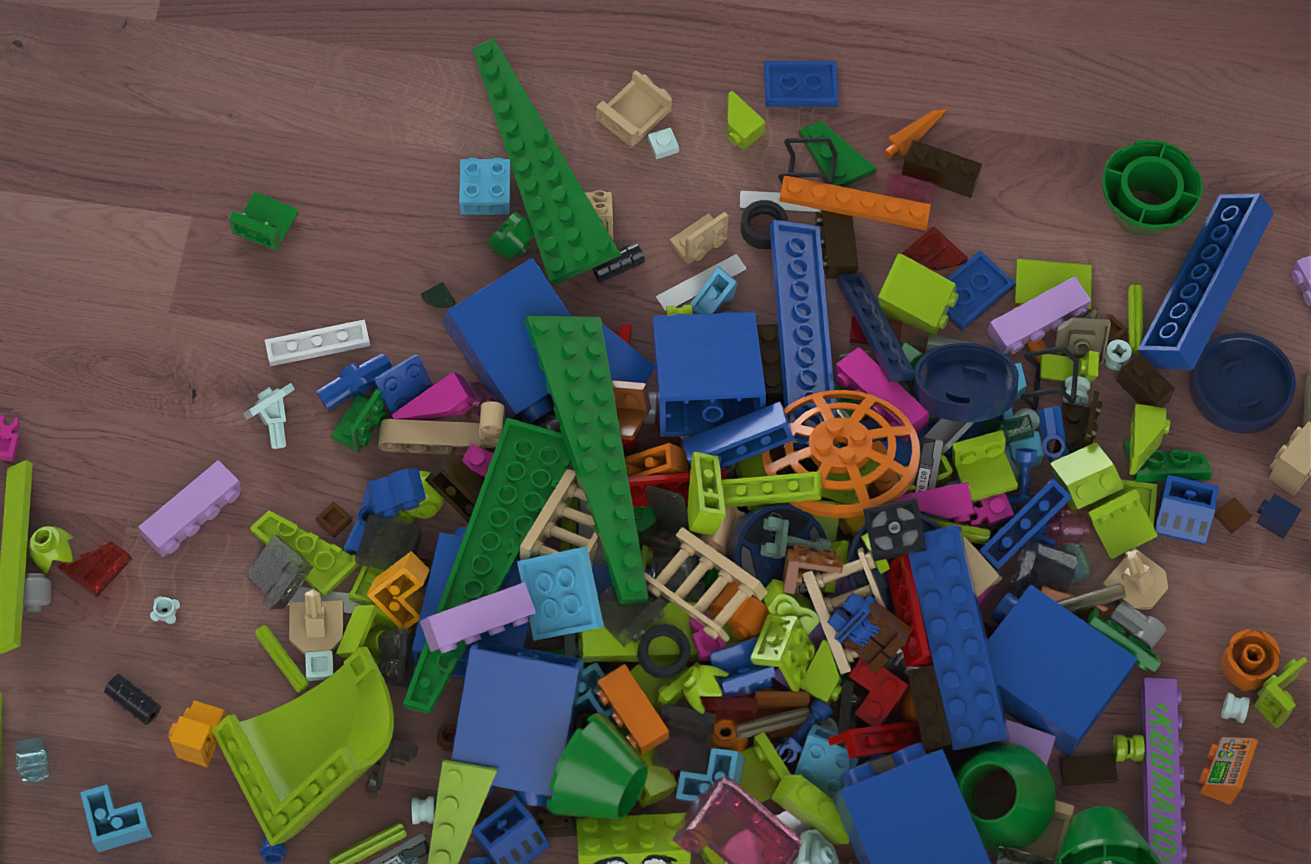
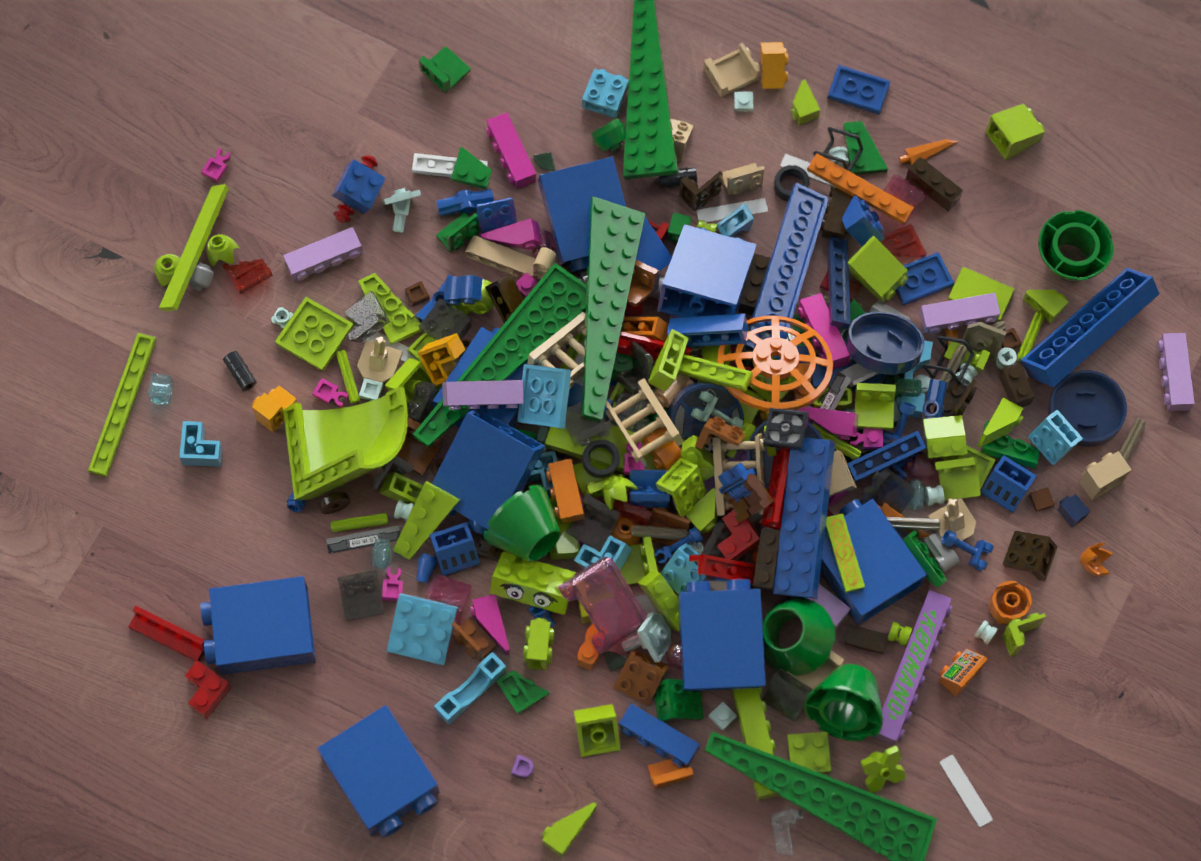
camera: 20 degrees right, 5 degrees up
(206, 408) = (357, 188): none -> blue brick
(216, 617) = (314, 334): none -> lime plate
(261, 688) = (327, 392): none -> dark pink plate
(325, 832) = (334, 502): none -> dark brown piece
(347, 338) = (470, 170): none -> green wing
(390, 297) = (511, 151): none -> dark pink brick
(408, 781) = (399, 487): none -> lime slope
(412, 725) = (417, 453): none -> dark orange bracket
(642, 325) = (676, 226): none -> green brick
(651, 278) = (698, 197): none -> dark brown bracket
(684, 81) = (773, 61): none -> light orange brick
(809, 165) = (839, 152): none -> light aqua wheel
(874, 242) = (862, 222): none -> blue slope
(1013, 73) = (1014, 130): none -> lime slope
(1024, 667) = (844, 553): none -> lime tile
(1057, 380) = (954, 363): none -> dark tan axle
(1100, 555) = (934, 495): none -> light aqua wheel
(1138, 269) = (1046, 302): none -> lime slope
(1143, 603) = (949, 539): none -> blue bar
(1221, 431) = (1055, 437): none -> medium azure brick
(1248, 588) = (1031, 553): none -> dark brown bracket

